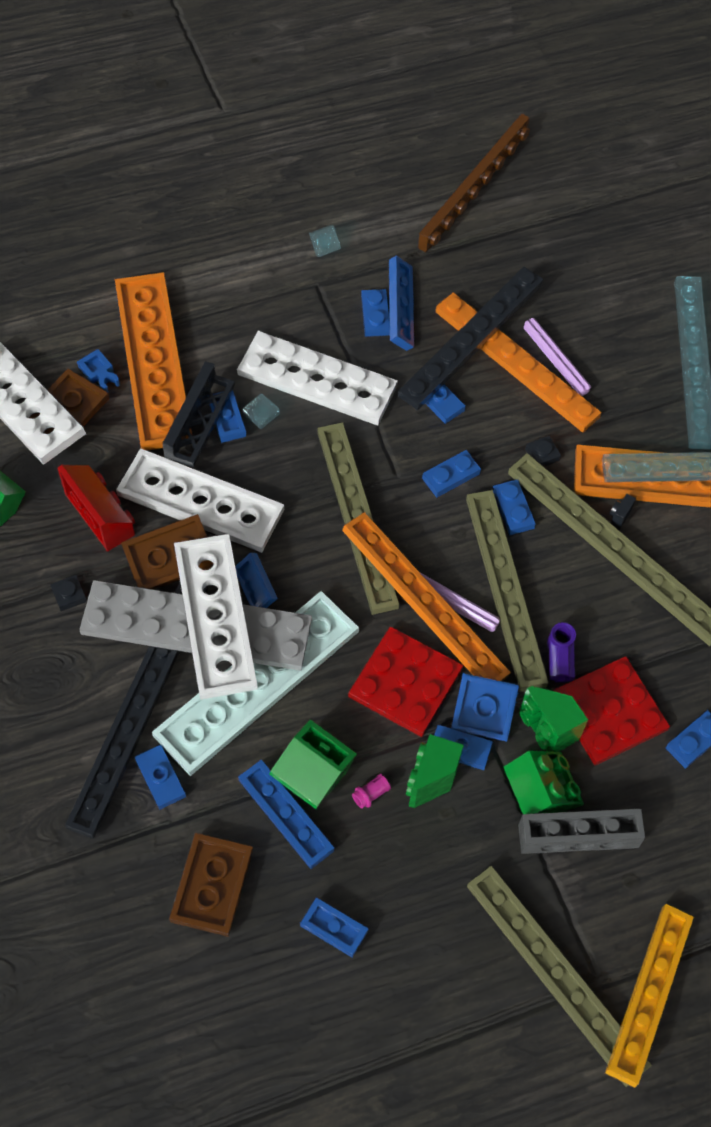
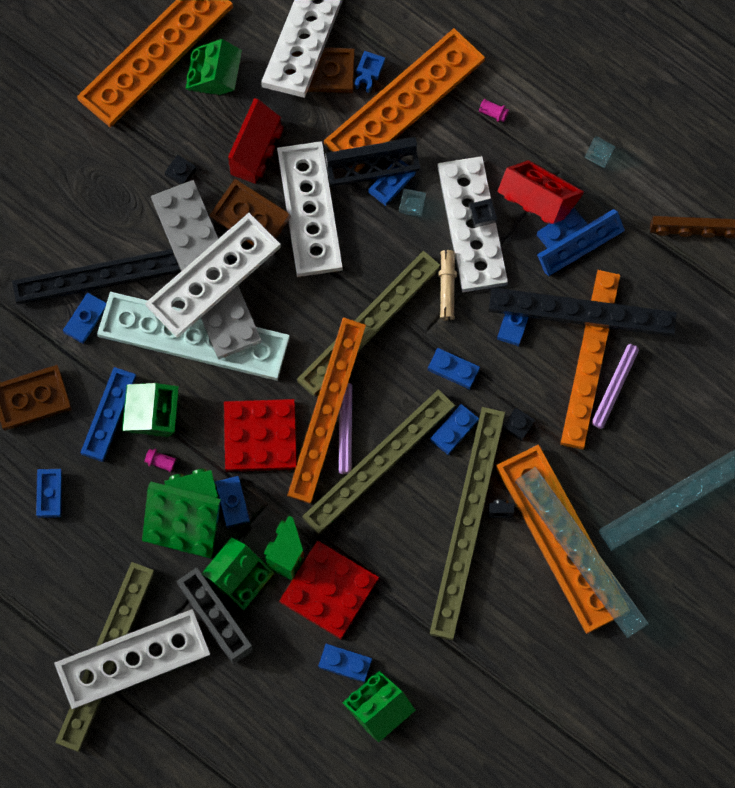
camera: 60 degrees right, 10 degrees up
(220, 296) = (494, 110): none -> dark pink pin
(255, 581) = (267, 287): blue plate -> none
(319, 356) = (482, 213): none -> black plate
(331, 304) = (539, 191): none -> red slope
(356, 424) = (447, 277): none -> tan pin
(459, 800) = (181, 519): none -> green plate
(485, 707) = (271, 499): blue tile -> none
(561, 654) = (347, 531): dark purple piece -> none
(564, 954) = (127, 675): none -> white plate
(649, 996) = (126, 724): light orange plate -> none

